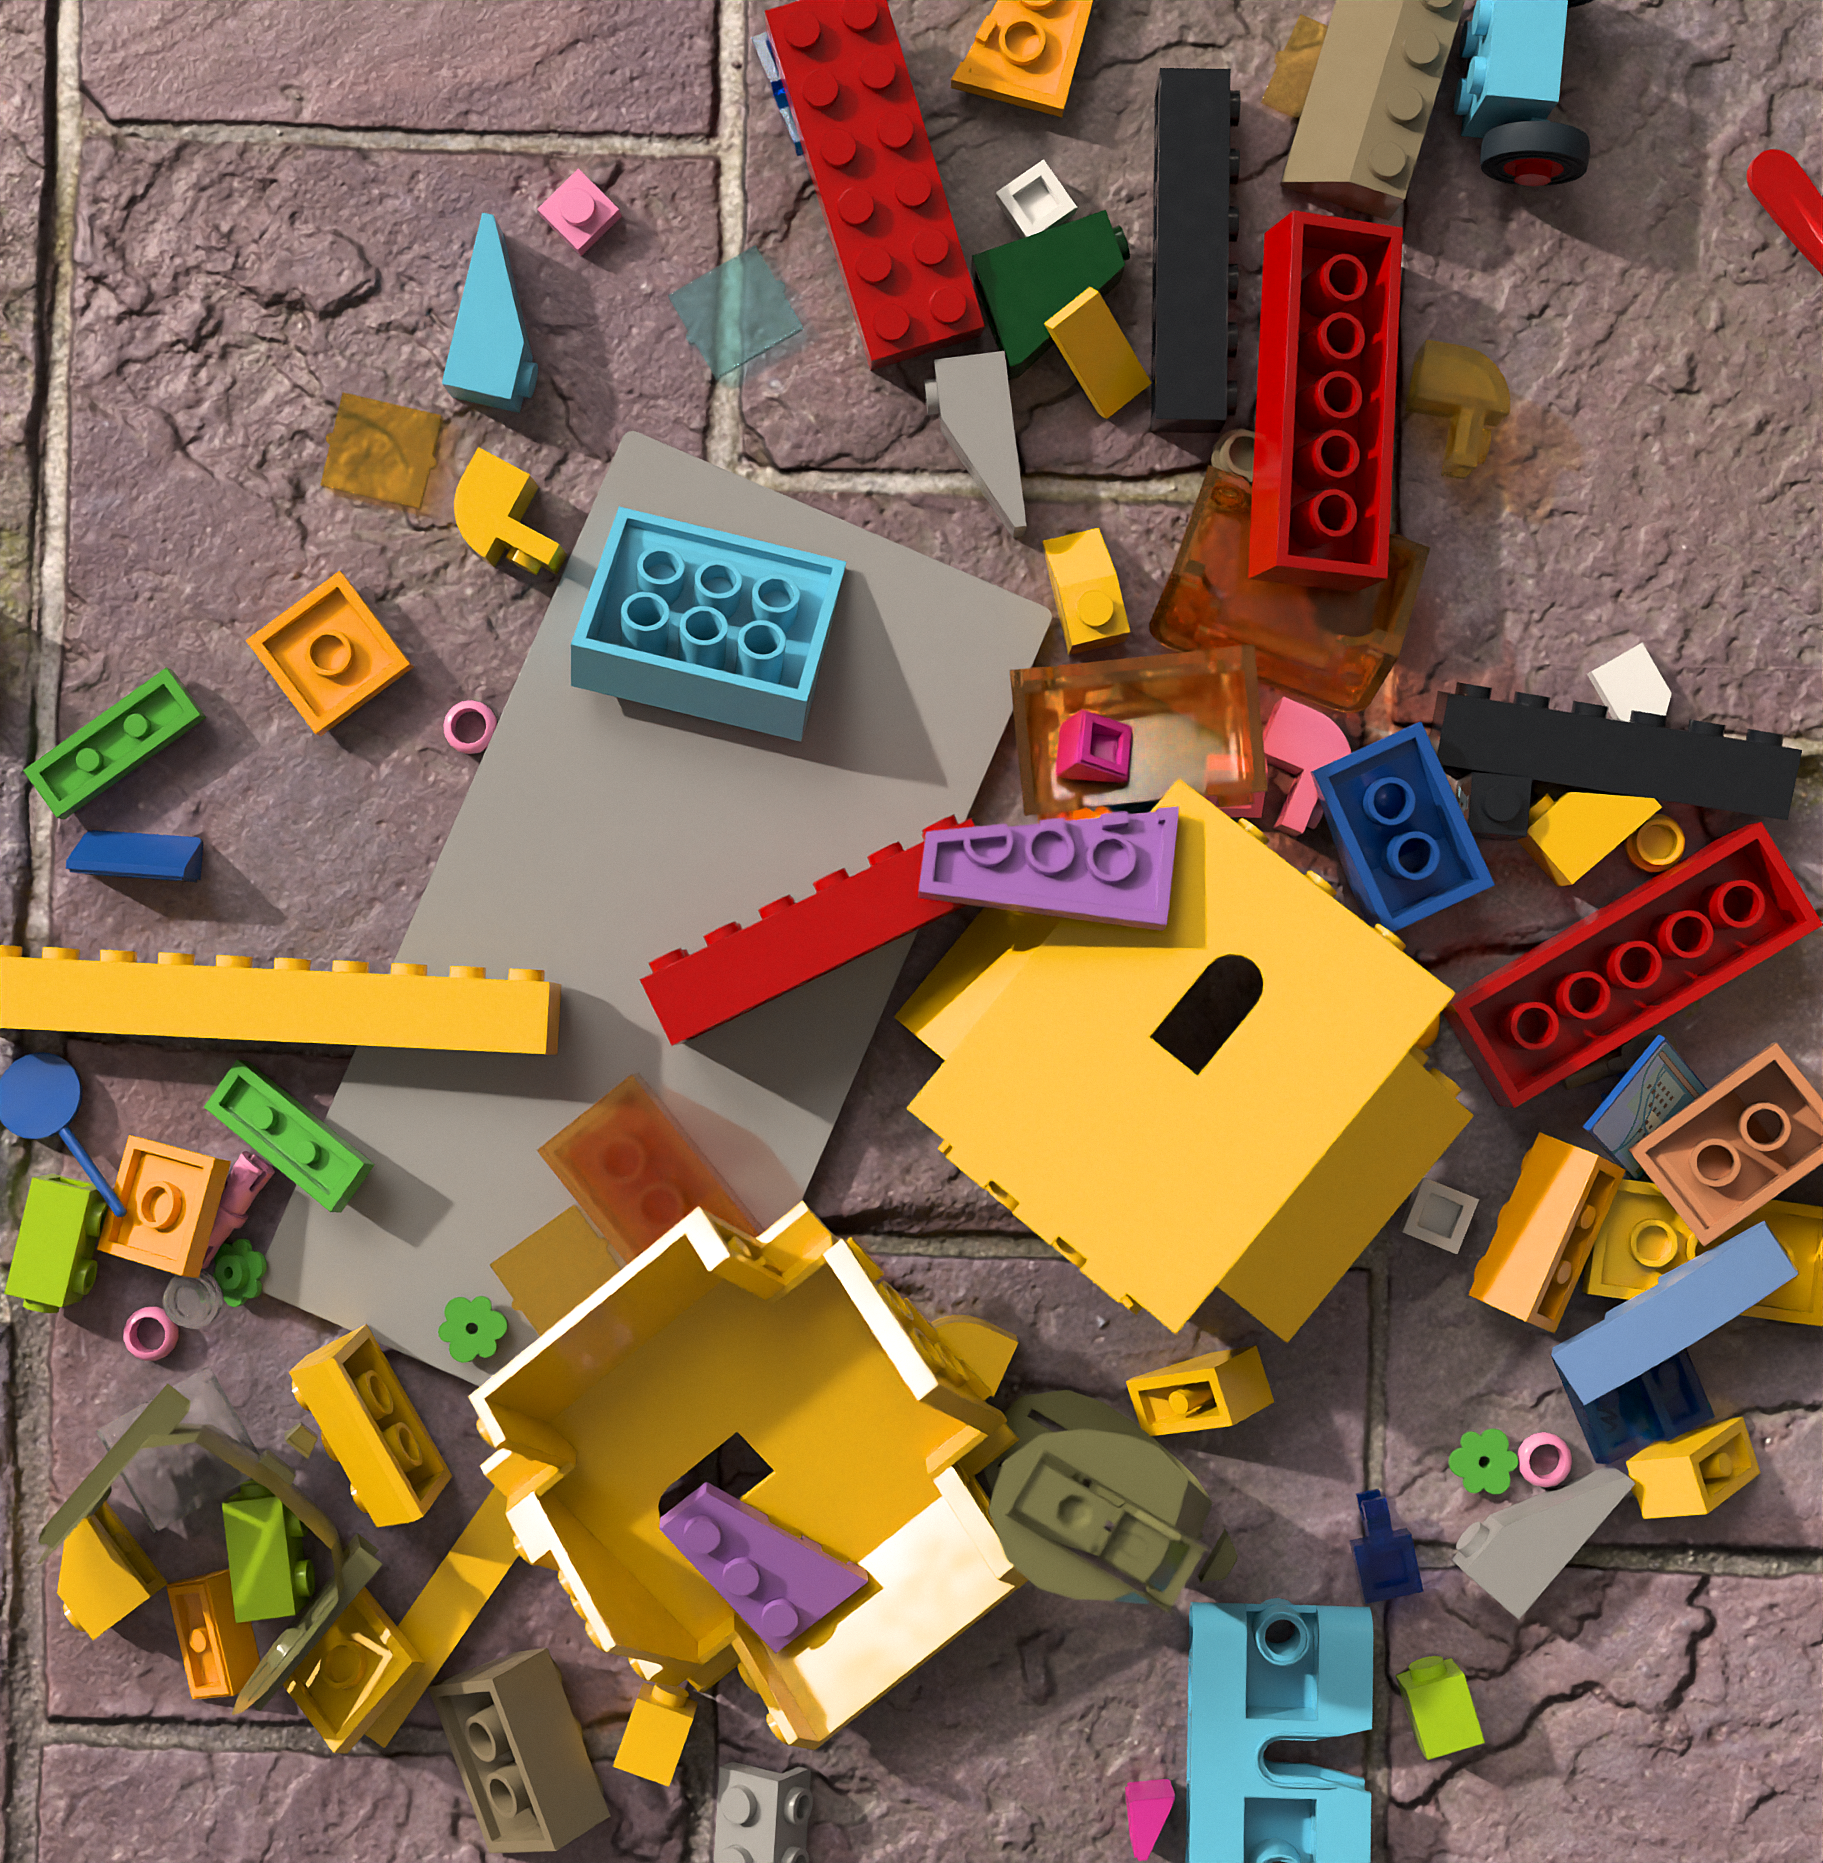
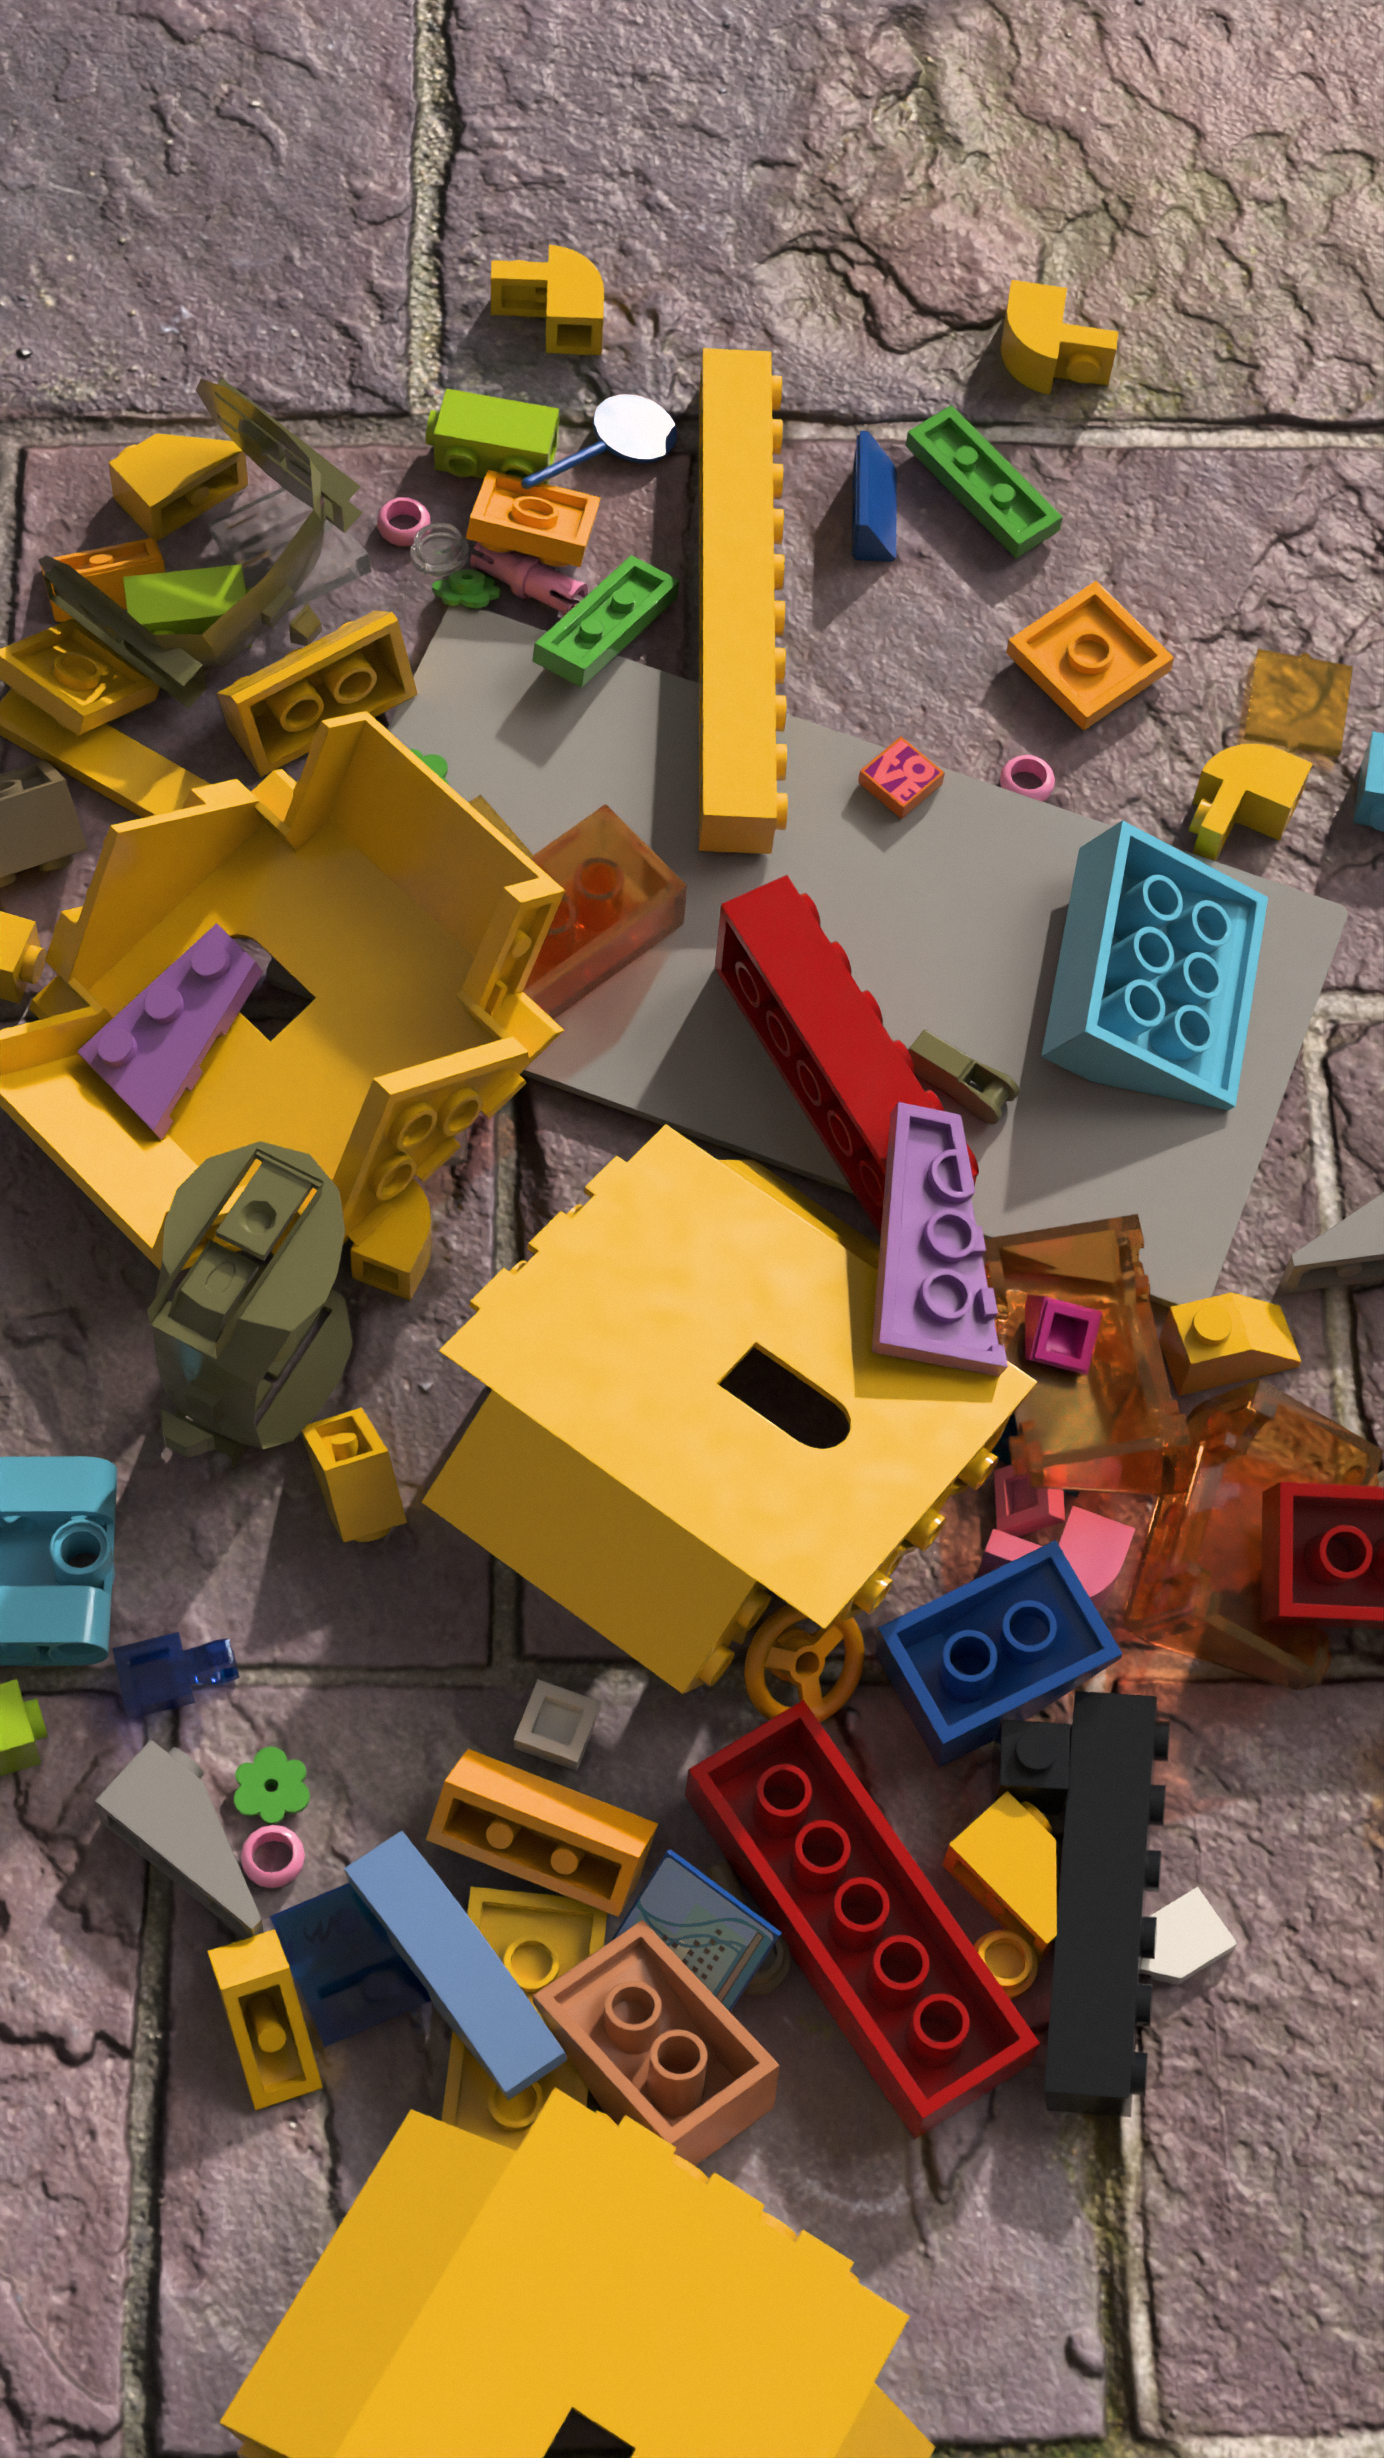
camera: 80 degrees right, 25 degrees down
(477, 852) = (901, 777): none -> tile
(806, 826) = (954, 1070): none -> olive bar

